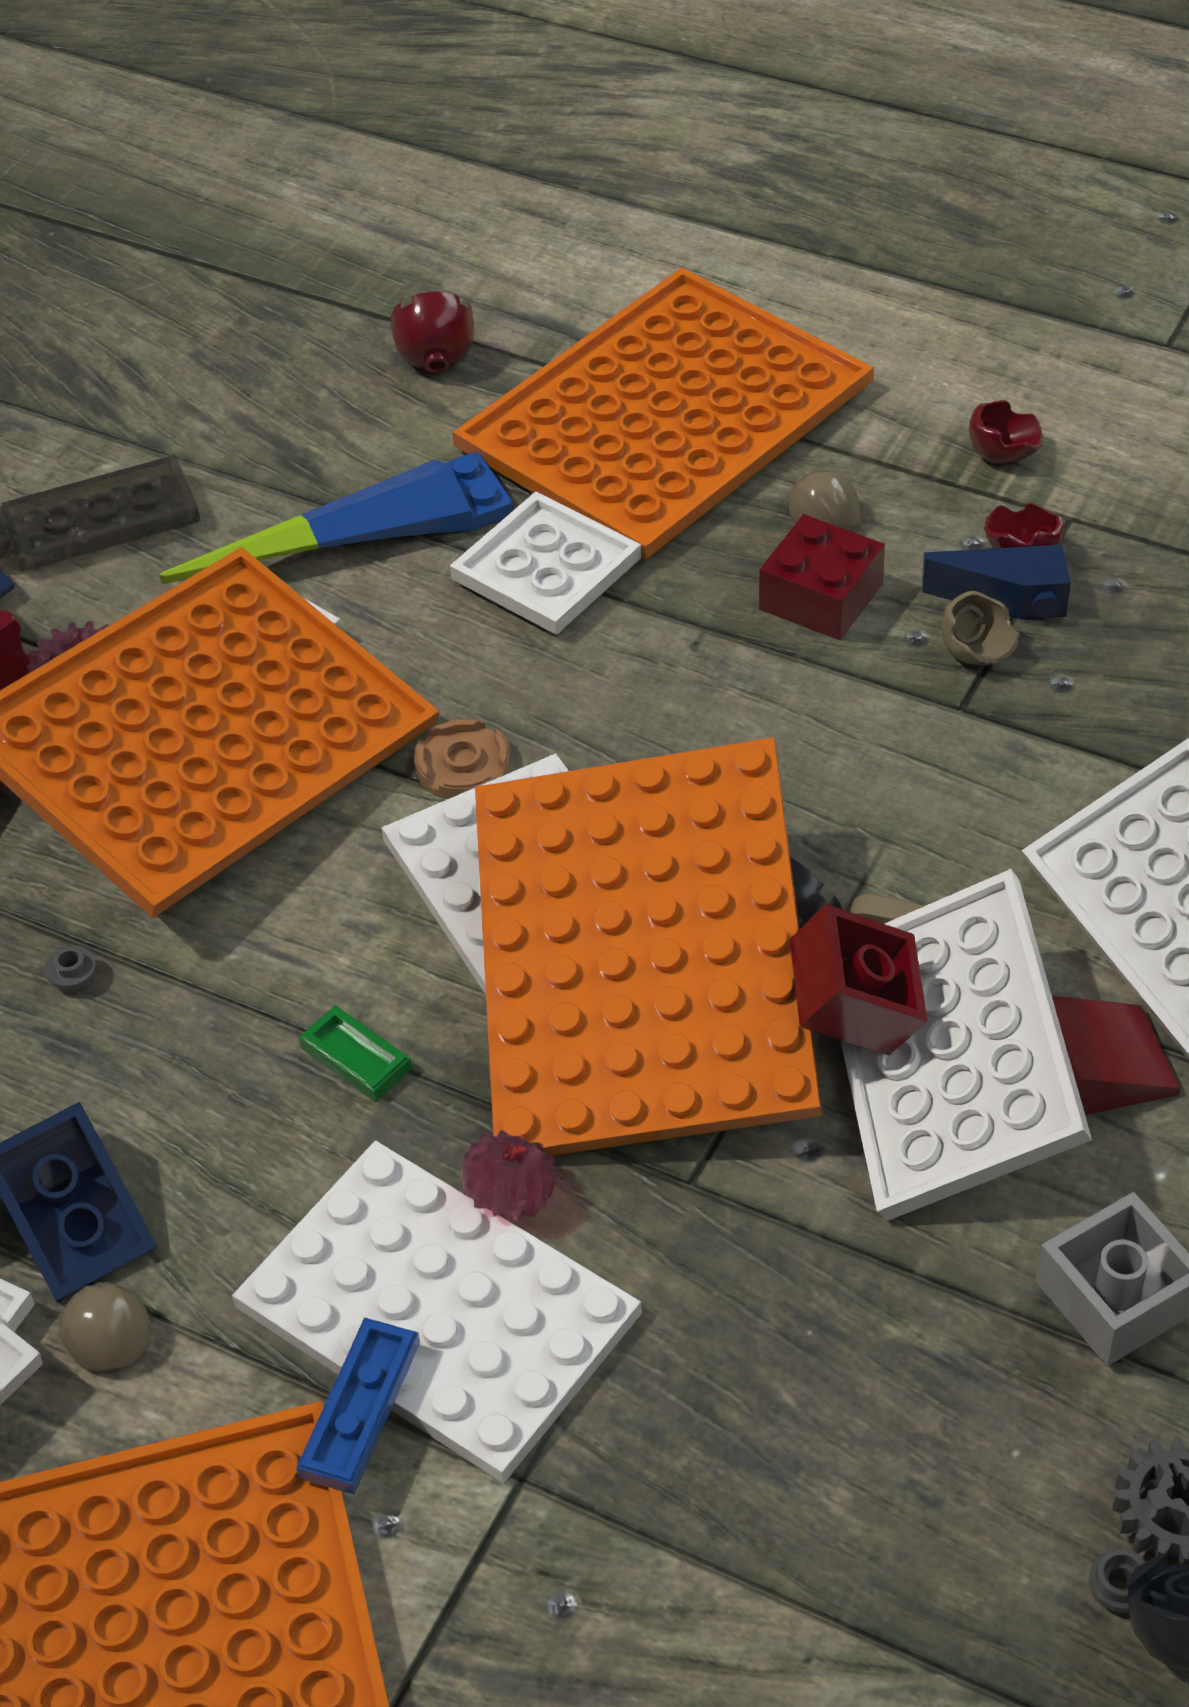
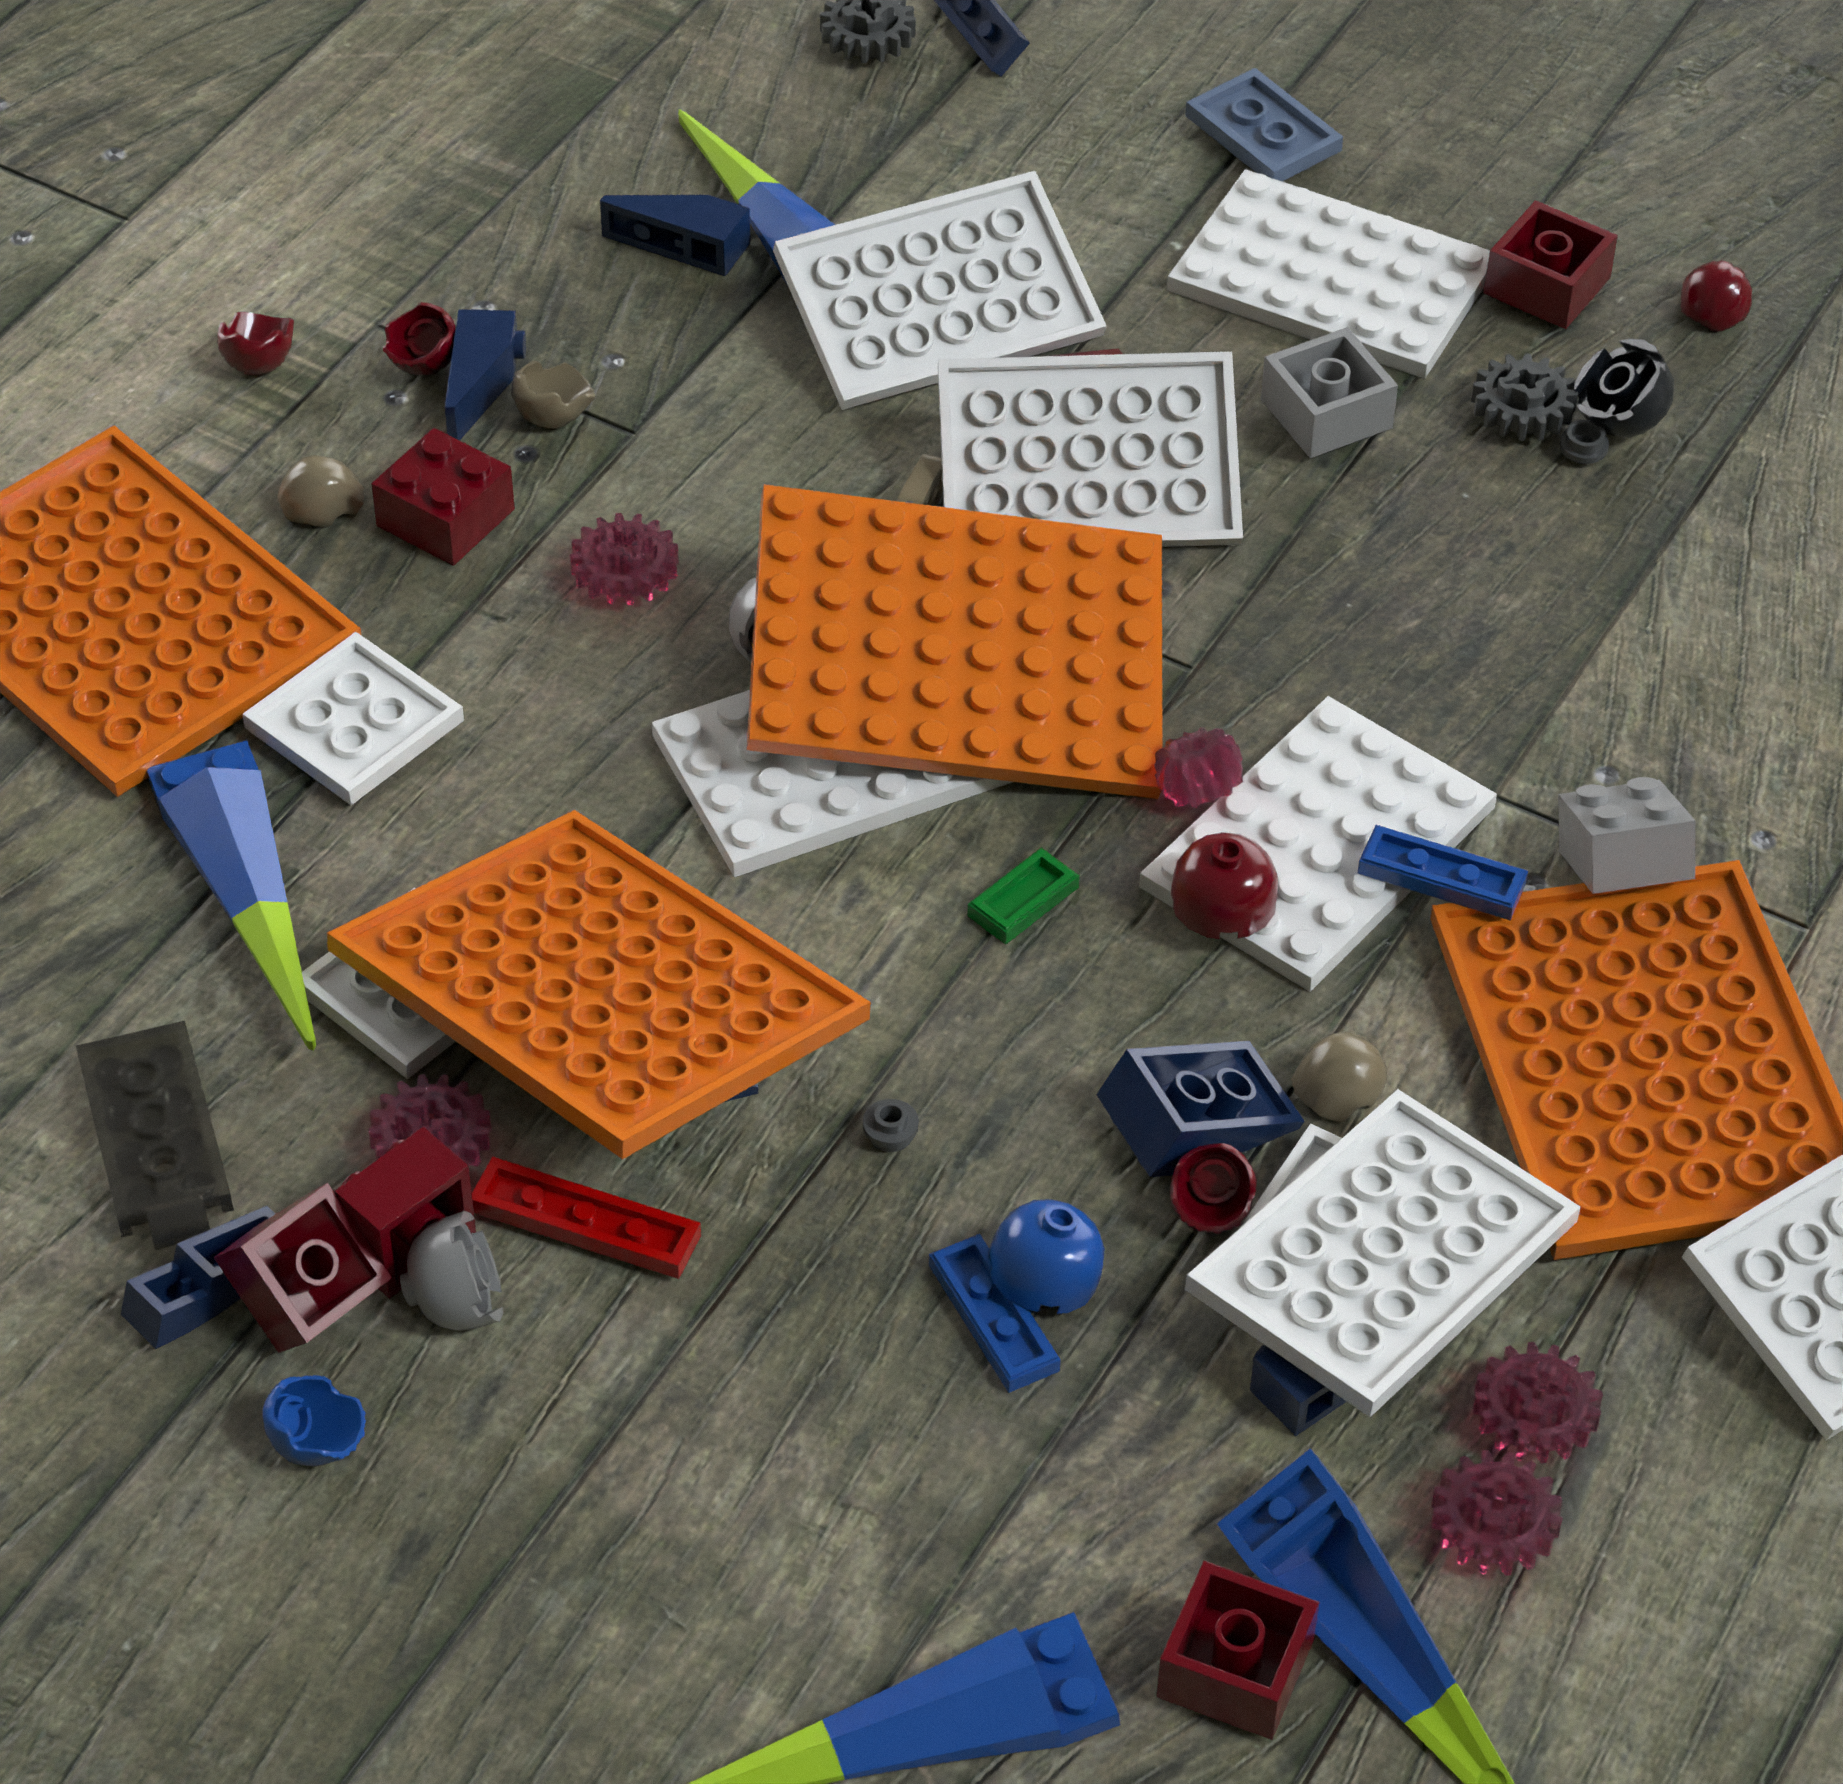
camera: 90 degrees left, 0 degrees up
(326, 1196) = (1224, 886): none -> dark red cylinder
(407, 1591) = (1626, 835): none -> light grey brick
(461, 757) = (638, 803): medium nougat tile -> none
(763, 707) = (624, 559): none -> clear pink gear
(857, 980) = (1044, 480): dark red brick -> none

